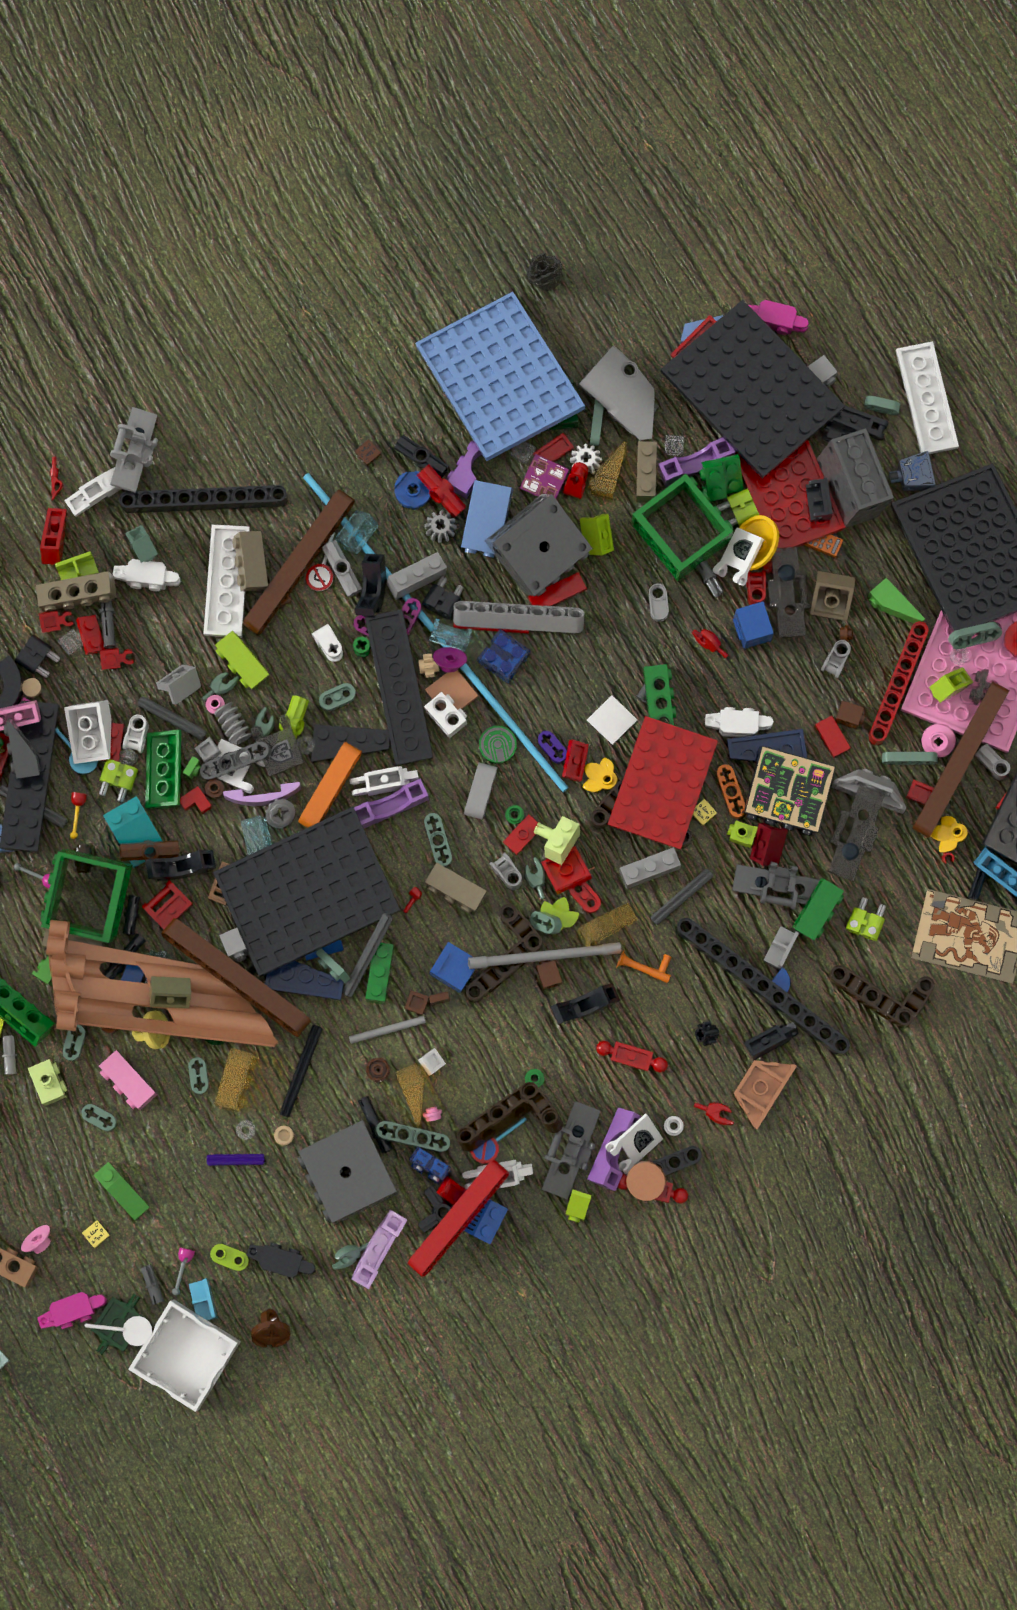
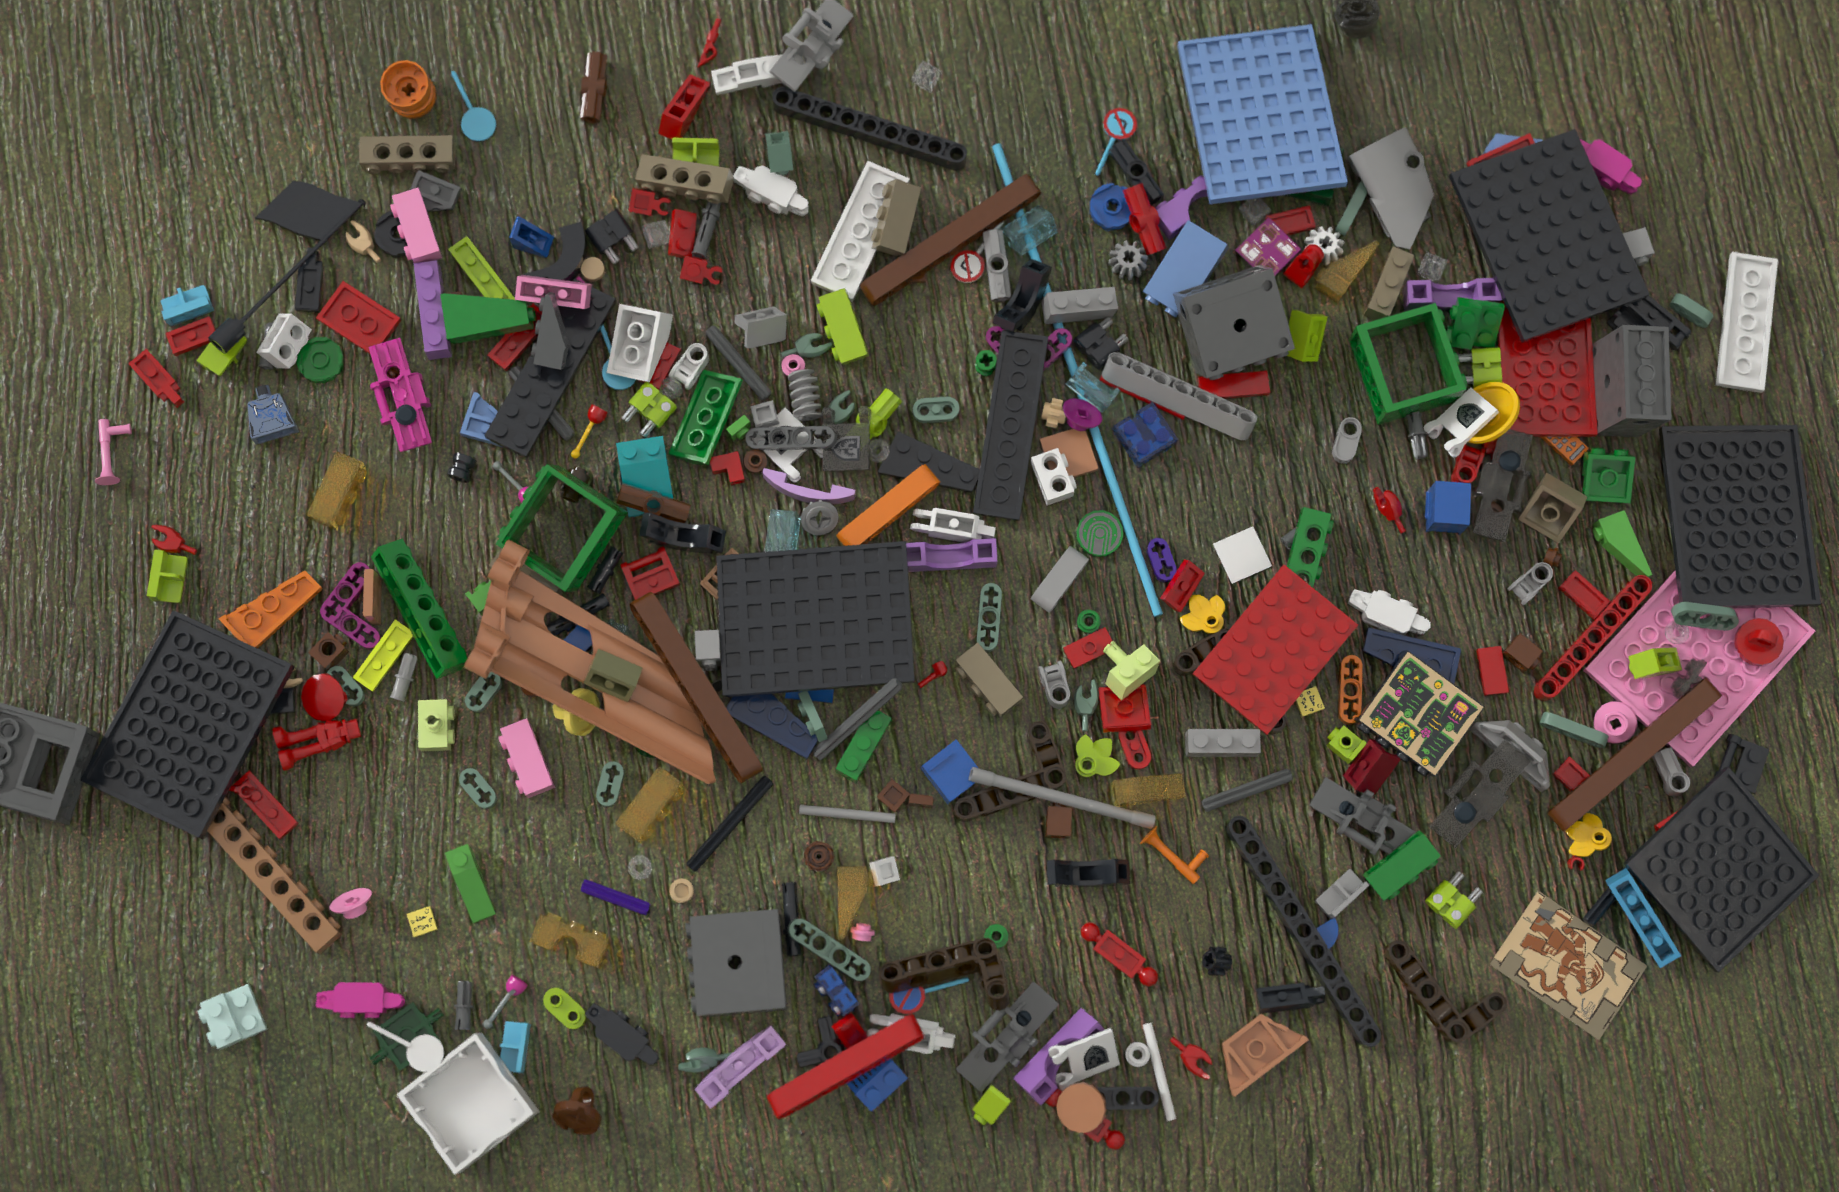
camera: 15 degrees right, 0 degrees up
(197, 1202) = (551, 931): none -> clear yellow arch
(232, 441) = (926, 76): none -> clear tile
(327, 641) = (948, 342): white piece -> none
(367, 452) = (1076, 145): reddish brown tile -> none
(394, 424) = (1119, 125): none -> piece
(545, 925) = (1080, 756): sand green beam -> none
(694, 1132) = (1159, 1071): none -> white bar
(819, 500) = (1578, 391): black hinge -> none
(865, 555) = (1608, 475): none -> green plate
(880, 652) = (1584, 594): none -> red tile
(914, 473) = (1701, 402): sand blue torso -> none

